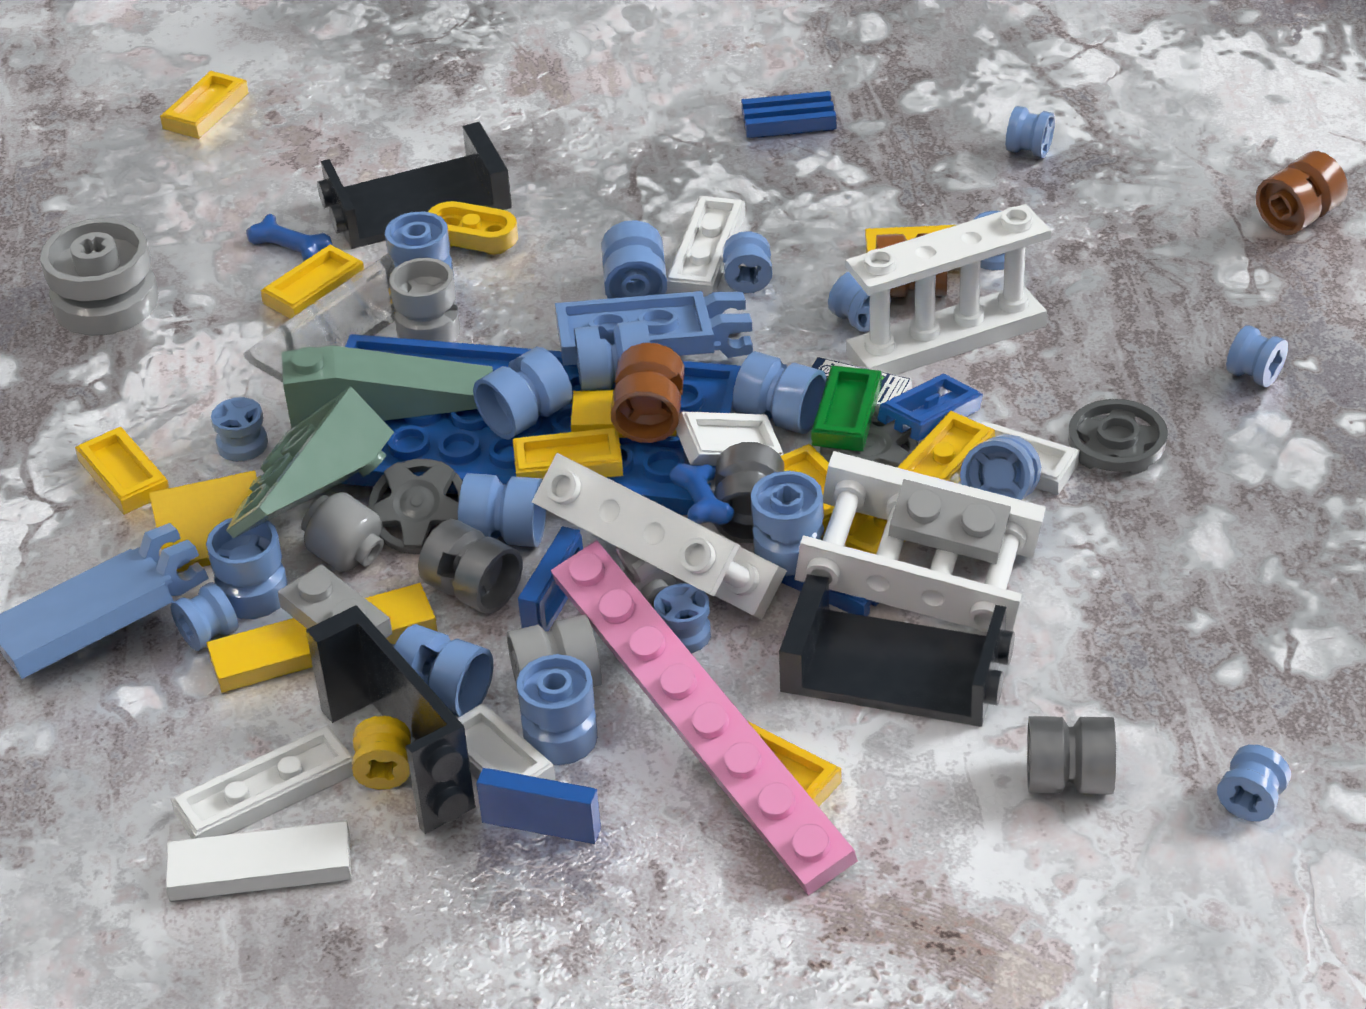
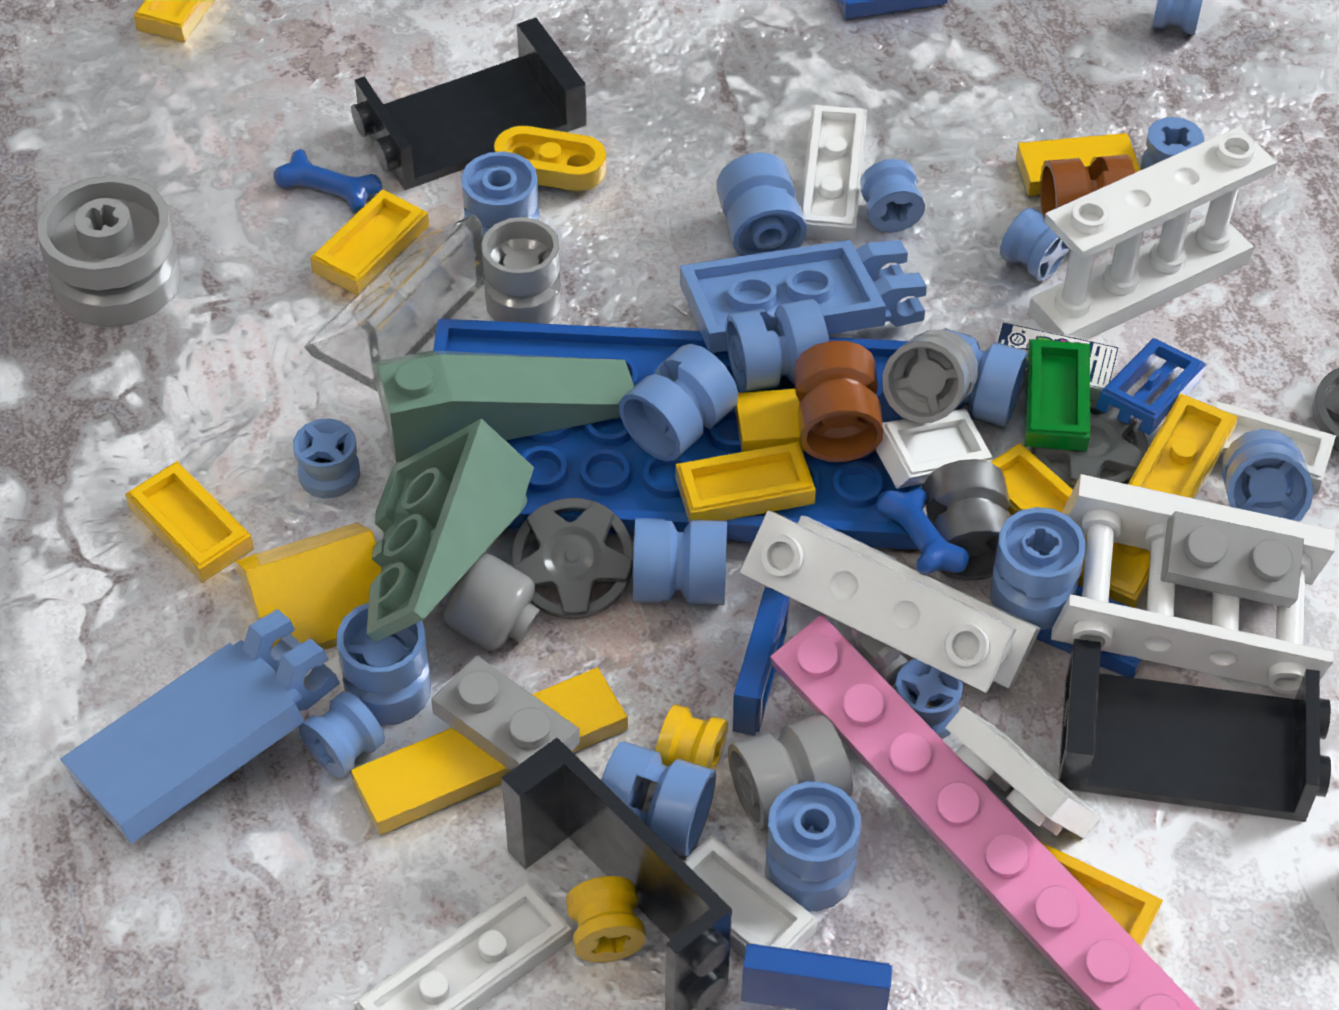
camera: 10 degrees left, 10 degrees up
(470, 566) = (664, 646): flat silver wheel -> none
(490, 633) = (691, 738): none -> yellow wheel
(729, 378) = (930, 376): none -> light grey wheel
(737, 668) = (1035, 789): none -> white plate

